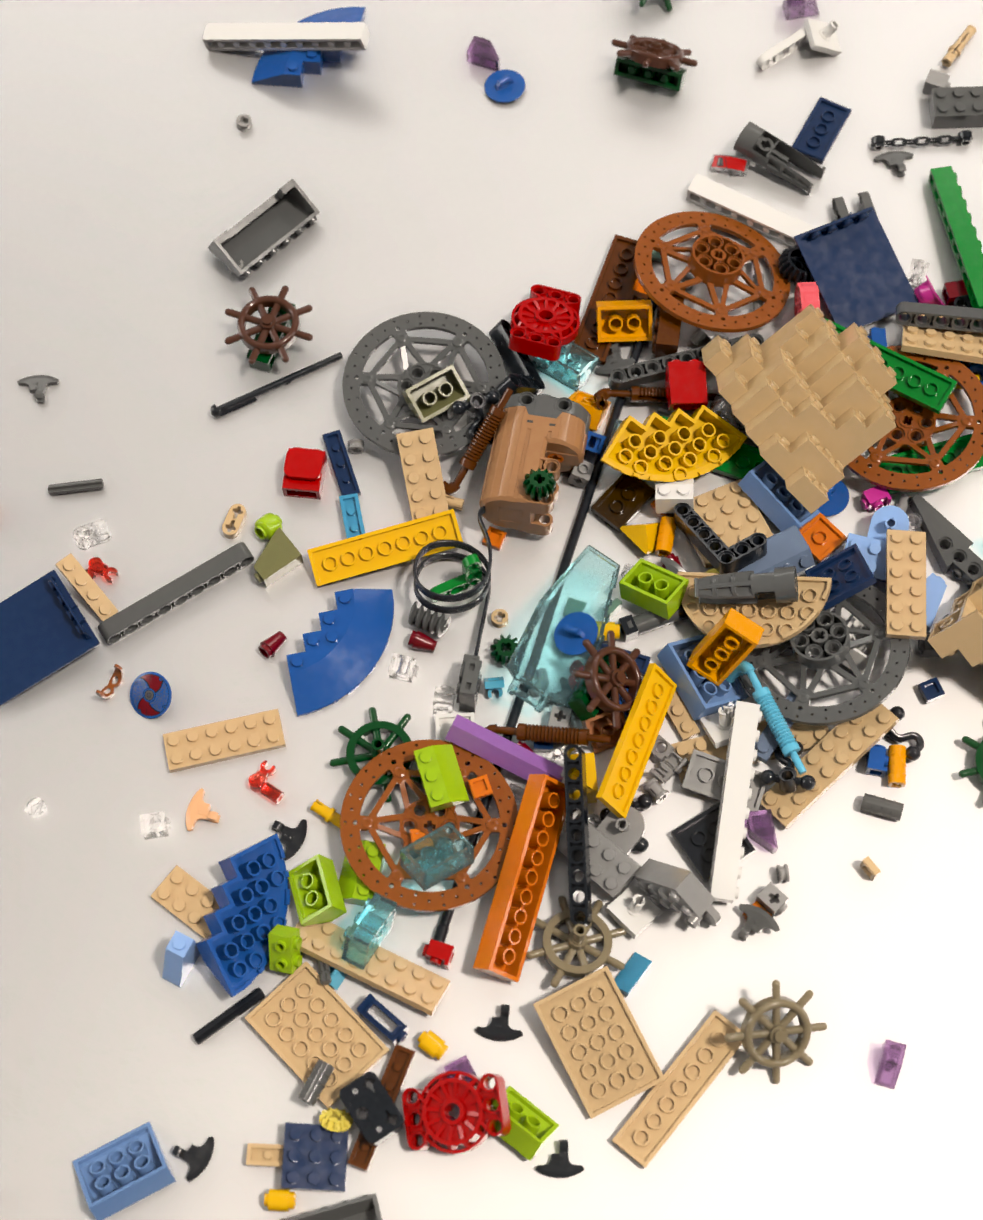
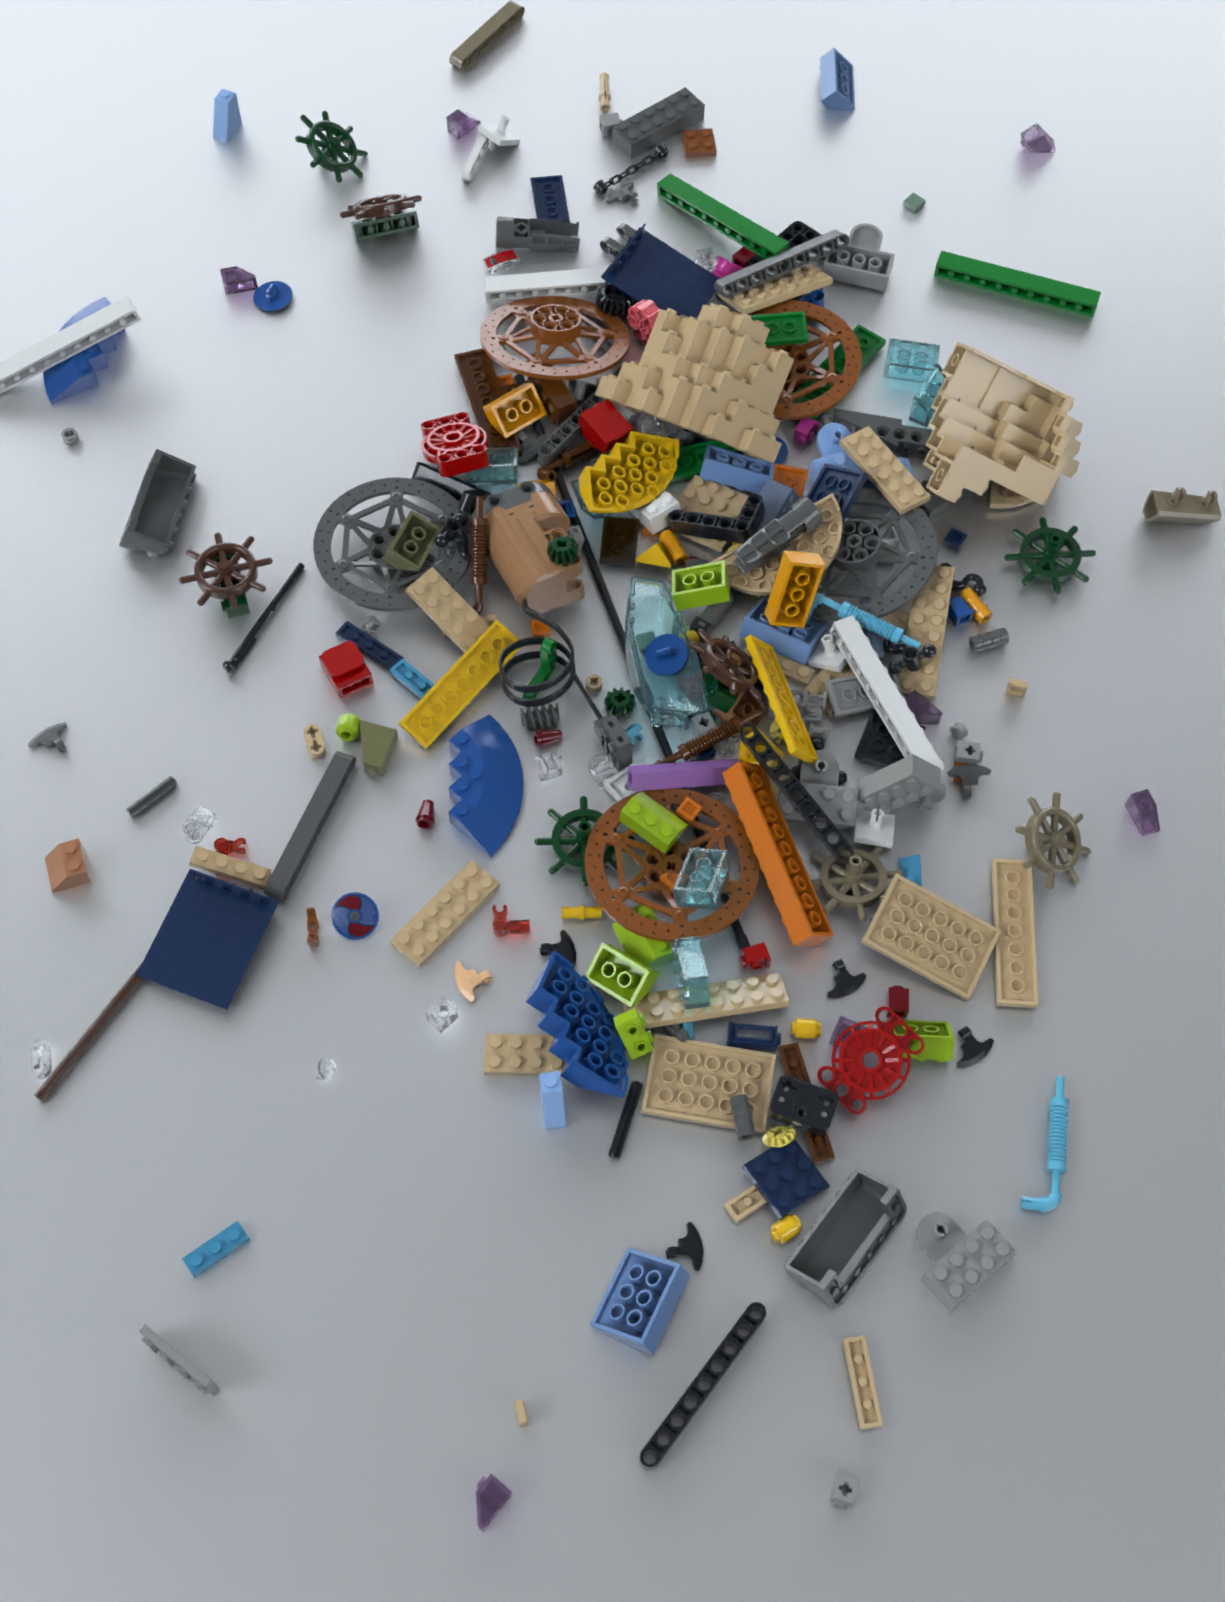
camera: 40 degrees left, 5 degrees down
(527, 1077) = (898, 1001): none -> dark red brick

